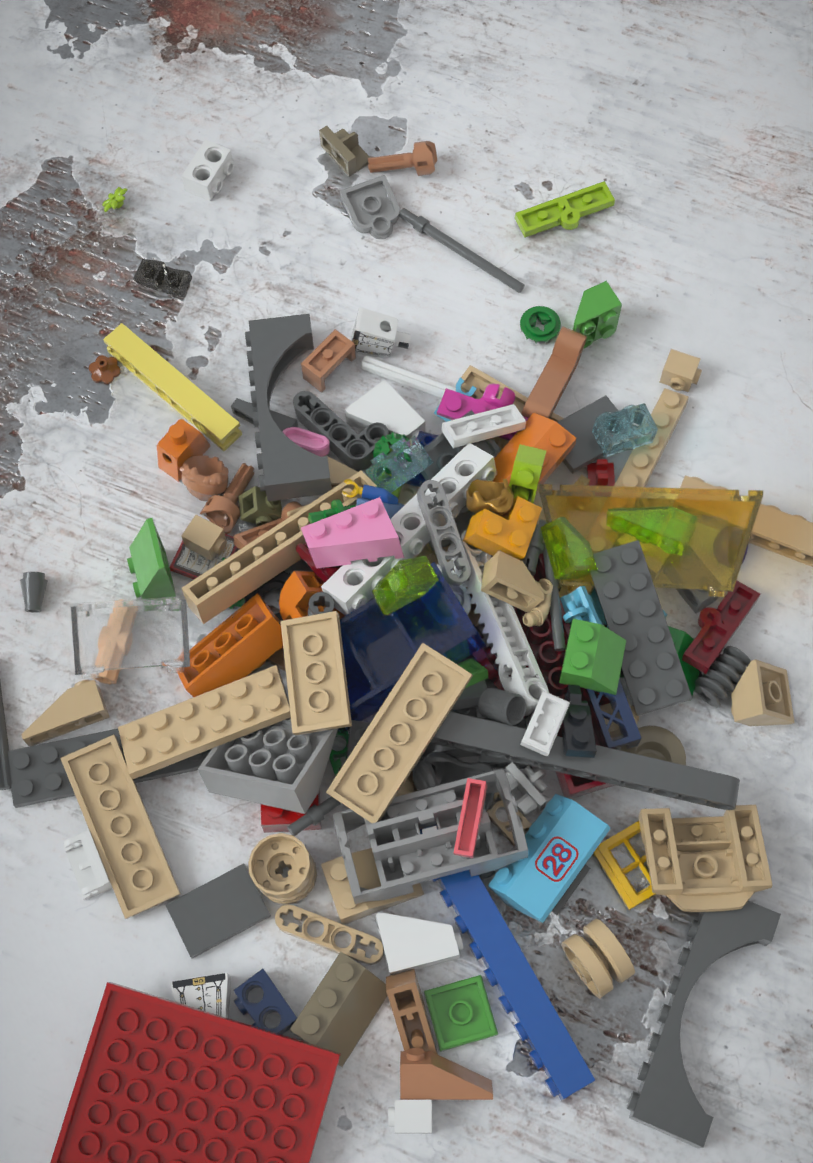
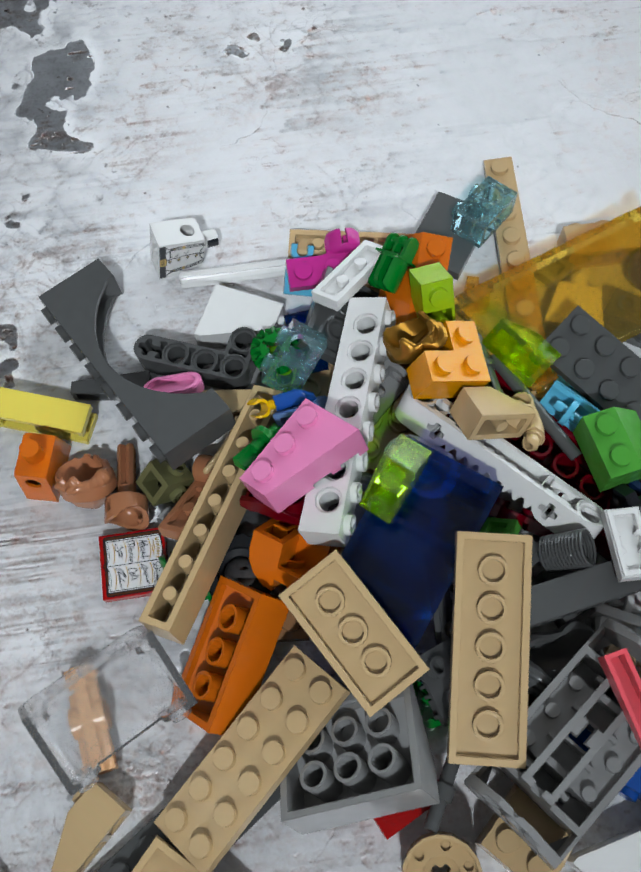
camera: 30 degrees left, 0 degrees up
(150, 564) = (82, 611): bright green slope -> none
(204, 538) = (126, 547): tan brick -> none
(320, 599) = (311, 544): dark grey bush -> none
(327, 358) = (143, 294): nougat panel -> none
(344, 149) = (36, 92): dark tan panel -> none
(372, 207) = (97, 131): light grey plate -> none
(422, 158) = (120, 63): nougat piece -> none
(423, 226) = (159, 125): dark grey bar -> none
(439, 533) = (394, 396): light grey beam -> none
(519, 431) = (393, 262): none -> green arm
(545, 316) = (329, 151): green gear -> none
(555, 374) = (379, 192): nougat beam -> none
(565, 210) = (285, 49): lime hinge -> none
(597, 313) = (381, 123): bright green slope -> none
(601, 473) = (480, 266): red tile -> none
(660, 526) = (584, 283): clear neon green slope -> none
(680, 371) = (488, 137): tan brick -> none

